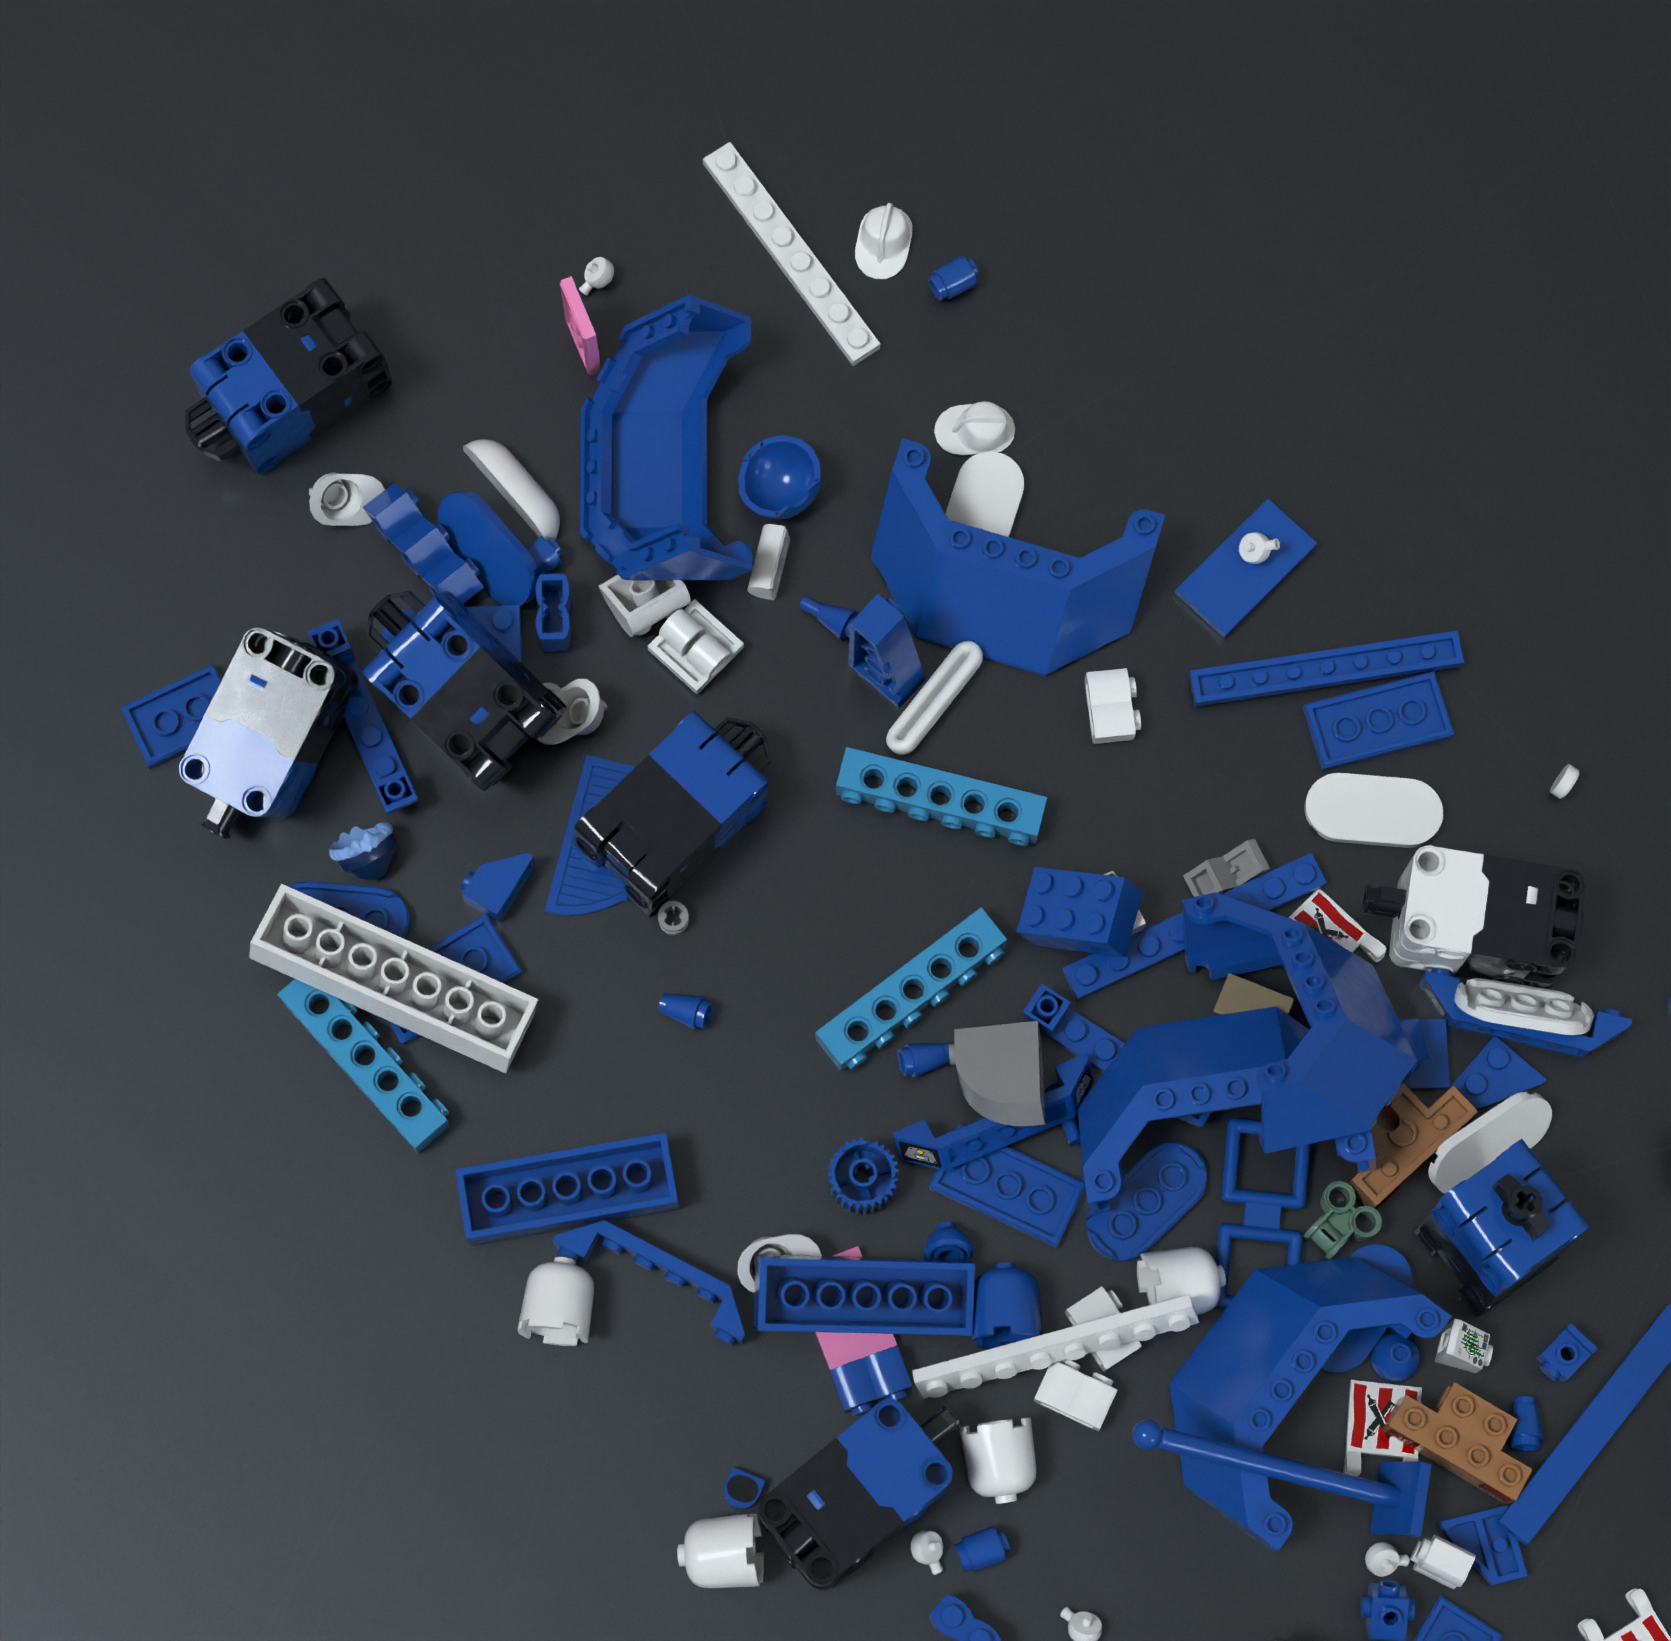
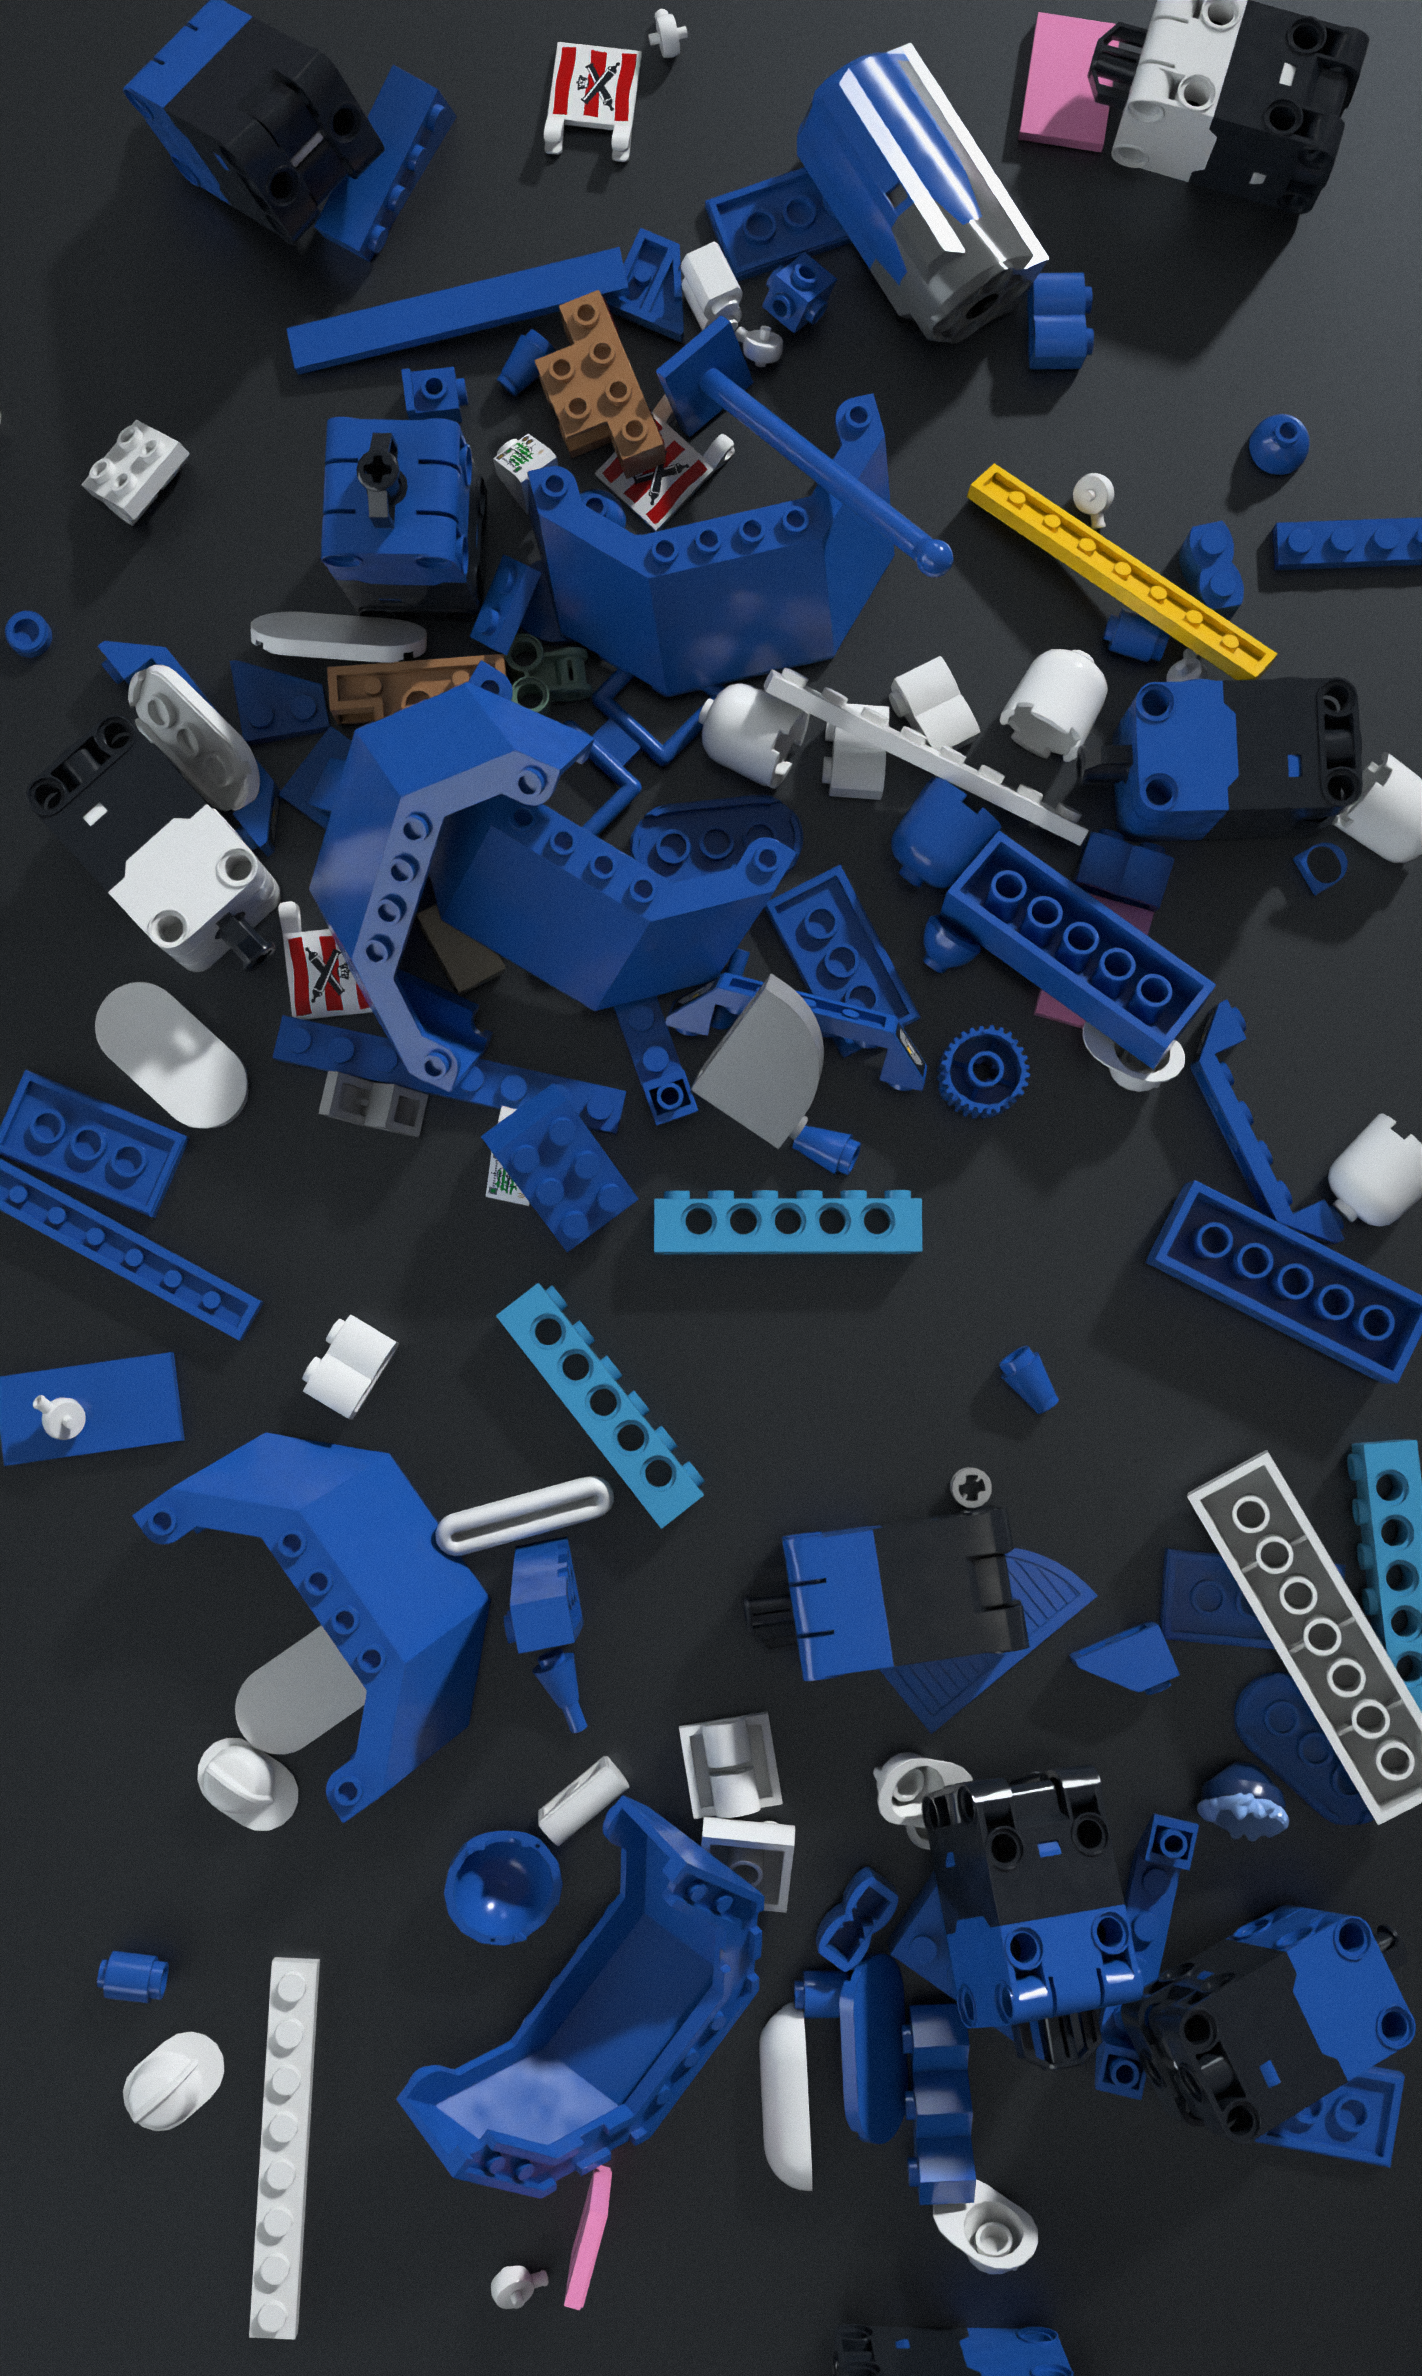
camera: 145 degrees left, 10 degrees up
(1023, 1575) = (1121, 575): none -> yellow plate
(1401, 1241) = (505, 604): none -> blue bracket

